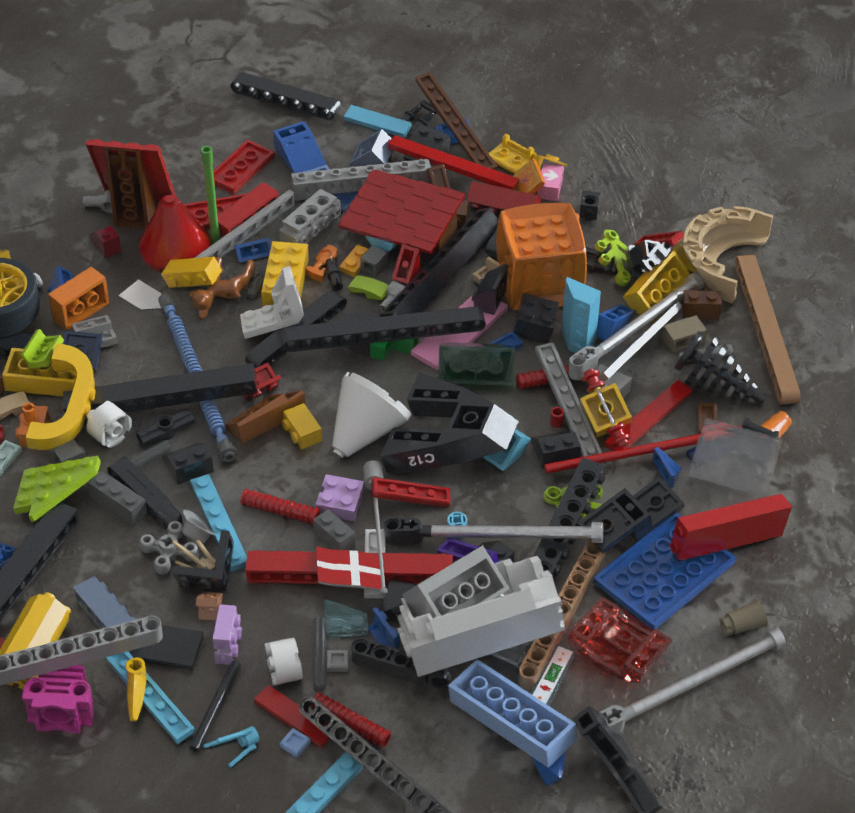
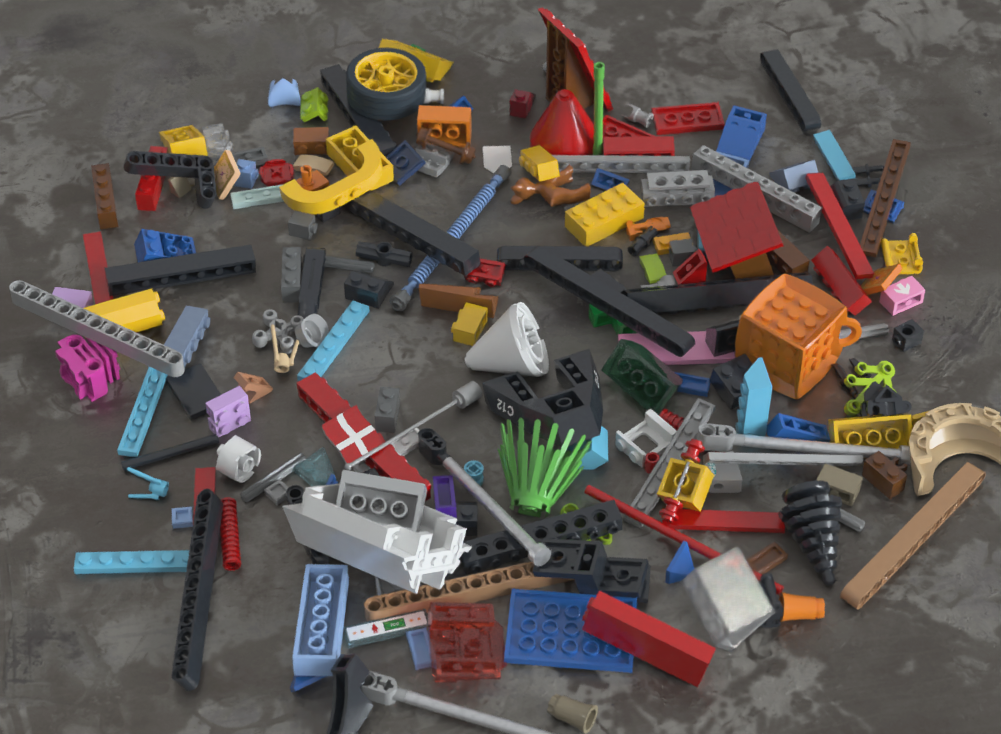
camera: 50 degrees right, 0 degrees up
(40, 349) = (363, 134): lime bracket -> none
(50, 484) = (262, 231): lime wing -> none
(108, 424) = (347, 221): white brick -> none
(120, 307) = (424, 137): none -> reddish brown piece
(135, 686) = (138, 396): yellow piece -> none
(203, 188) = (640, 116): none -> light grey piece
(207, 578) = (279, 367): black bracket -> none
(279, 506) = (380, 361): red piece -> none
(284, 313) = (563, 231): white bracket -> none
(340, 496) = (427, 390): lavender piece -> none
(410, 492) = (472, 425): red tile -> none
(438, 176) = (809, 232): reddish brown tile -> none
(521, 481) = (544, 481): none -> bright green plant
(531, 394) = (654, 428): none -> white window
(539, 159) = (920, 275): yellow piece -> none
(556, 447) = (619, 482): black slope -> none
(588, 673) = (419, 647): none -> medium blue tile
(669, 237) = (917, 399): red plate -> none

